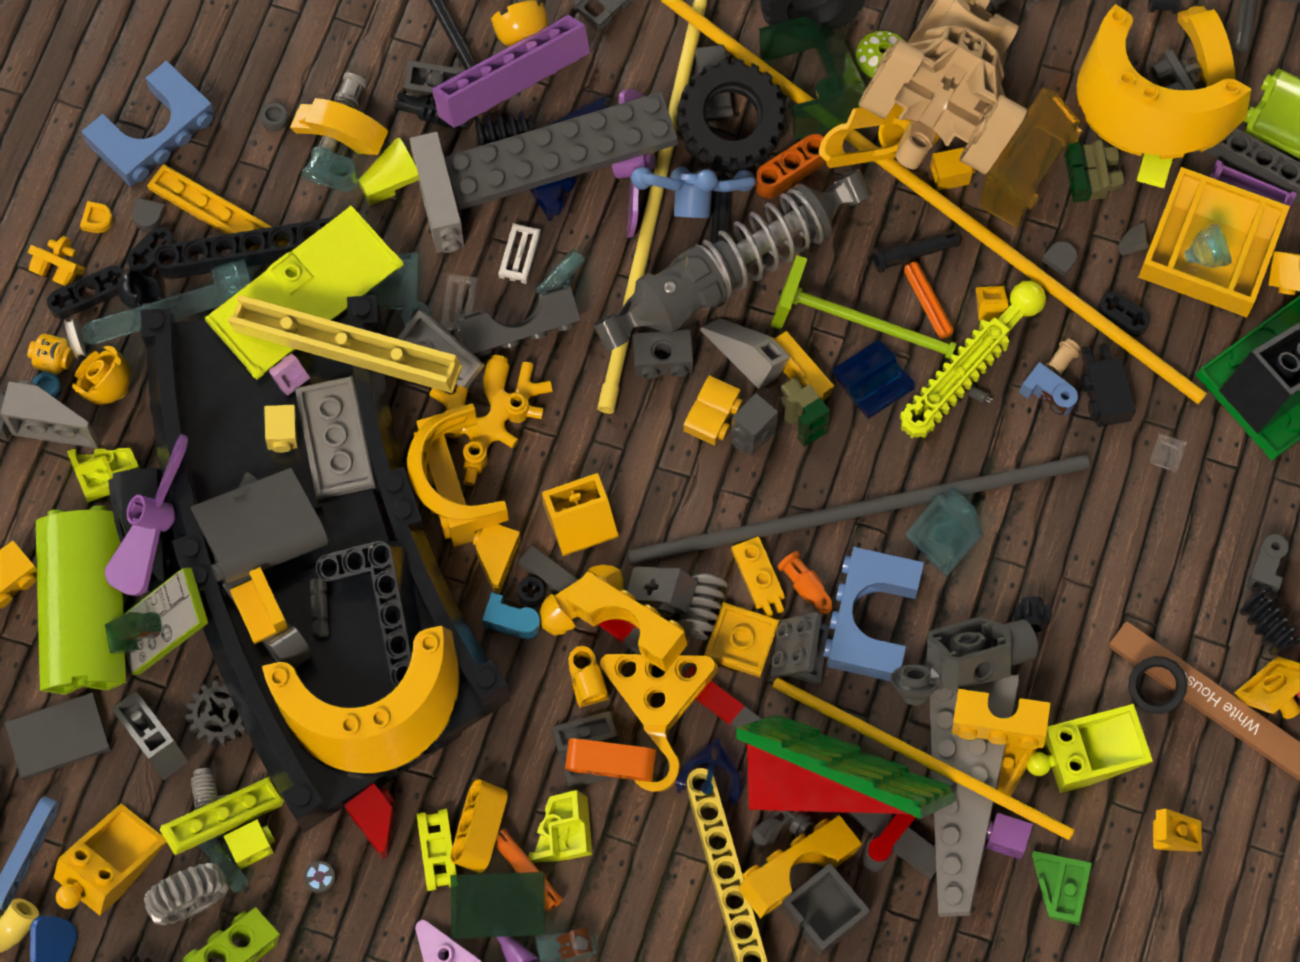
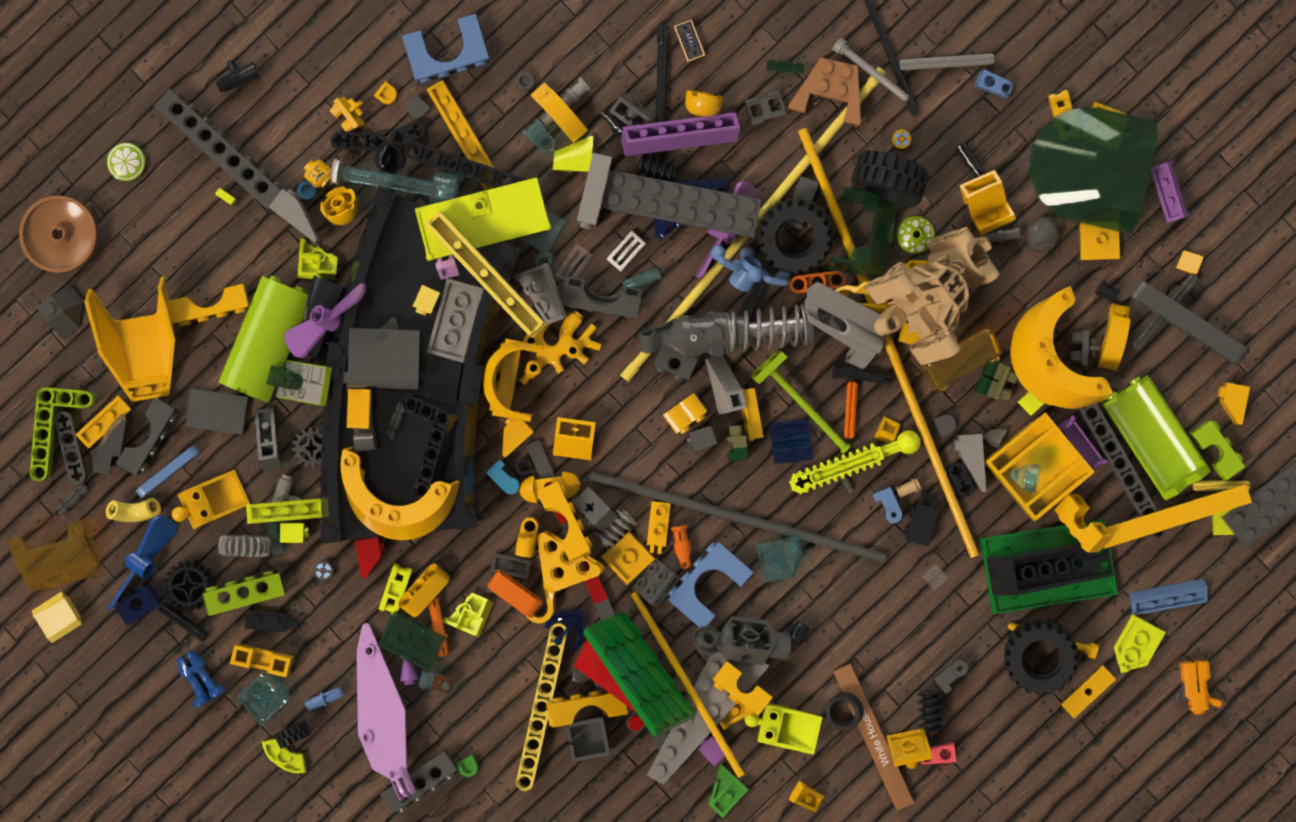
camera: 30 degrees right, 20 degrees up
(886, 182) = (860, 322): none -> light grey panel
(1119, 273) = (972, 455): none -> light grey slope

